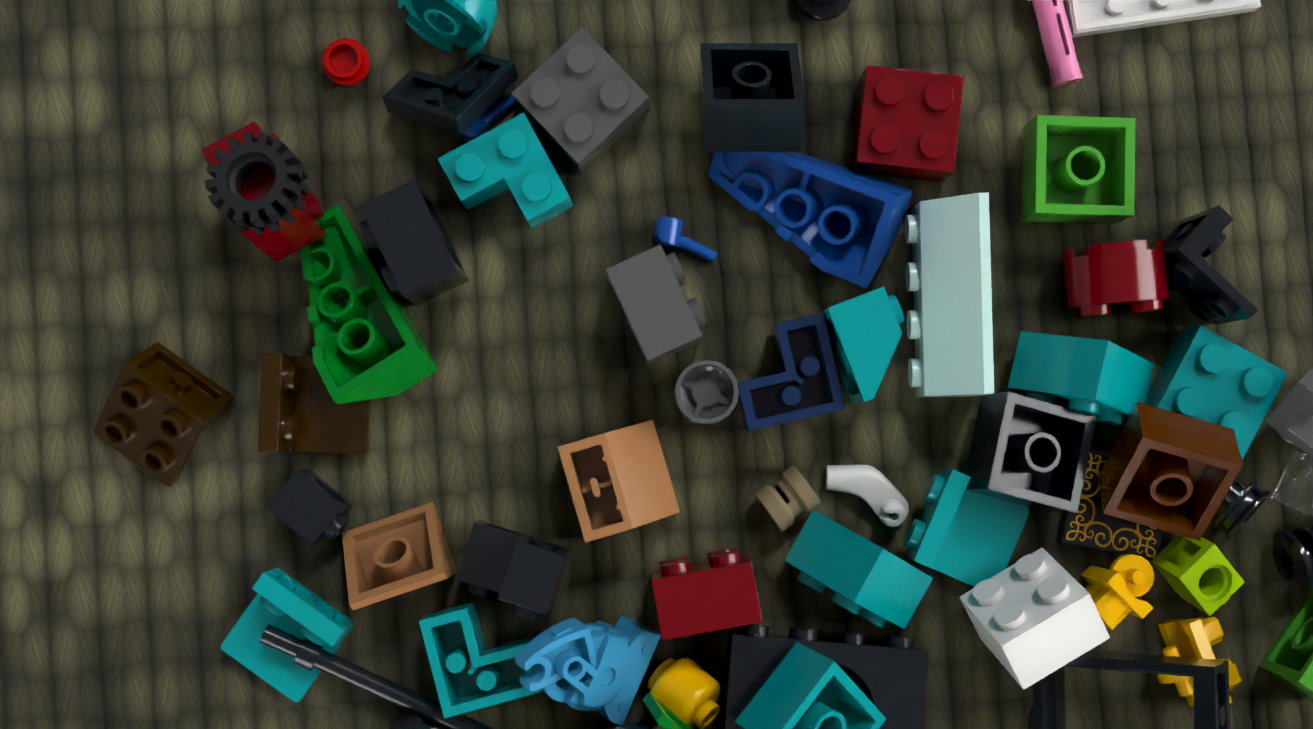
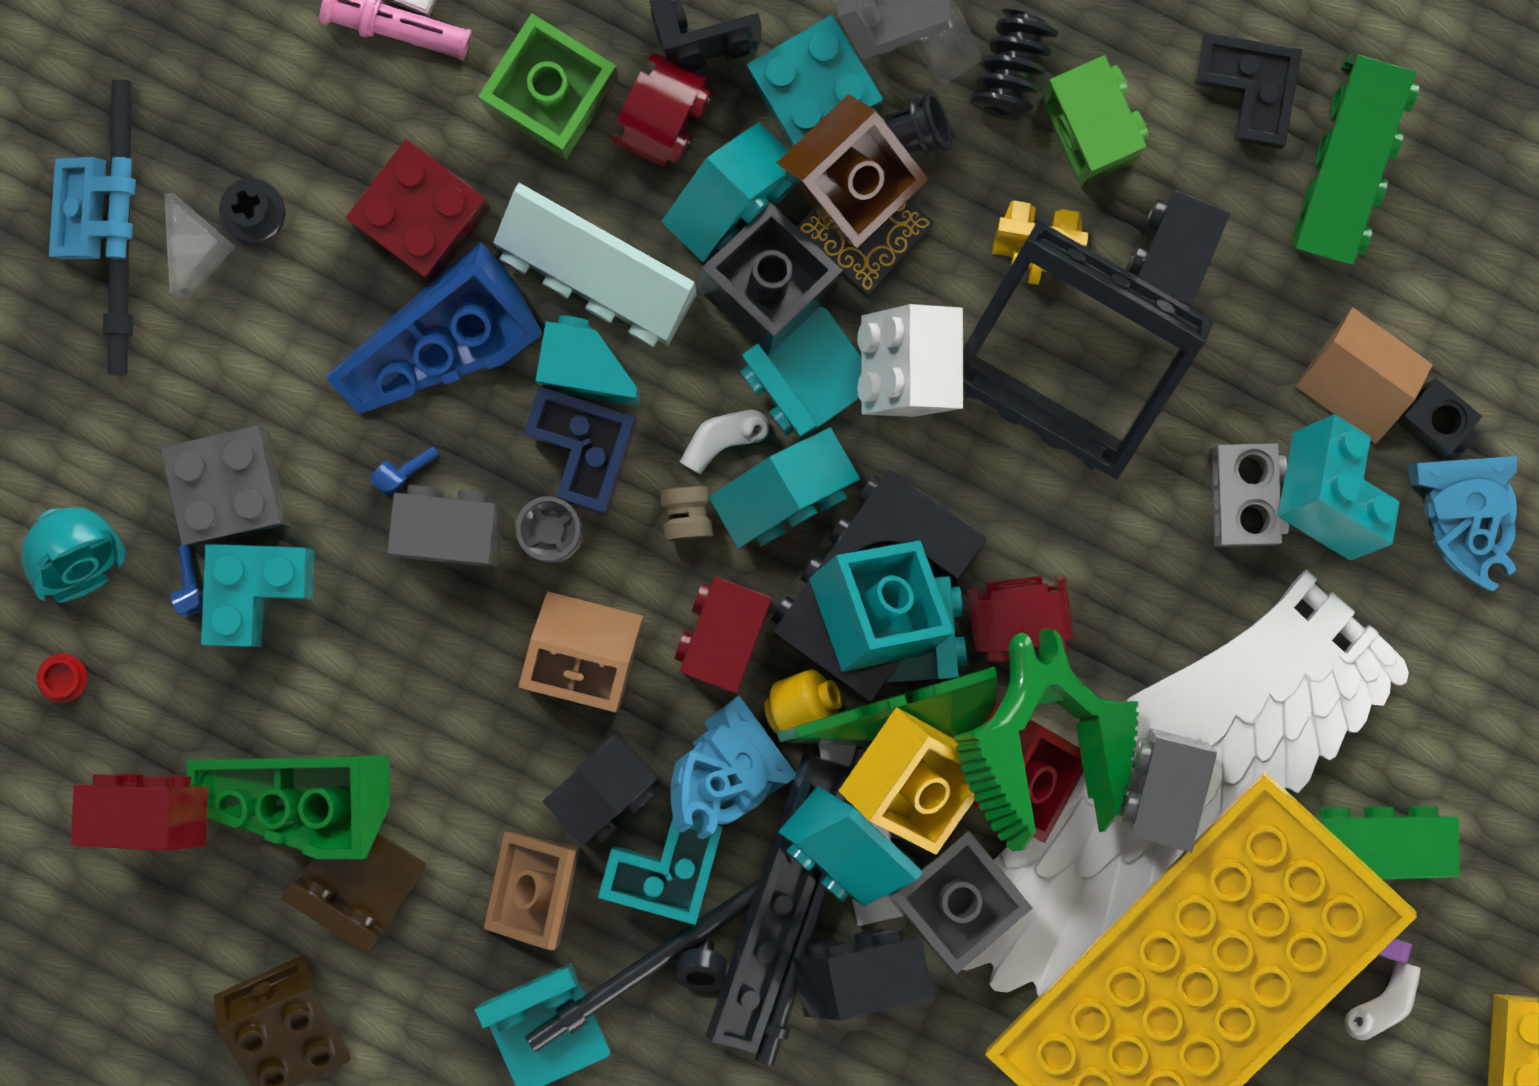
camera: 60 degrees left, 0 degrees up
(238, 164) = (104, 816): black tyre -> none
(311, 507) = (444, 940): black brick -> none
(413, 244) = (264, 709): black brick -> none
(455, 101) = (158, 600): black plate -> none
(750, 97) = (312, 336): black brick -> none
(1116, 588) = (933, 270): yellow hips -> none
(1198, 572) = (945, 200): lime brick -> none

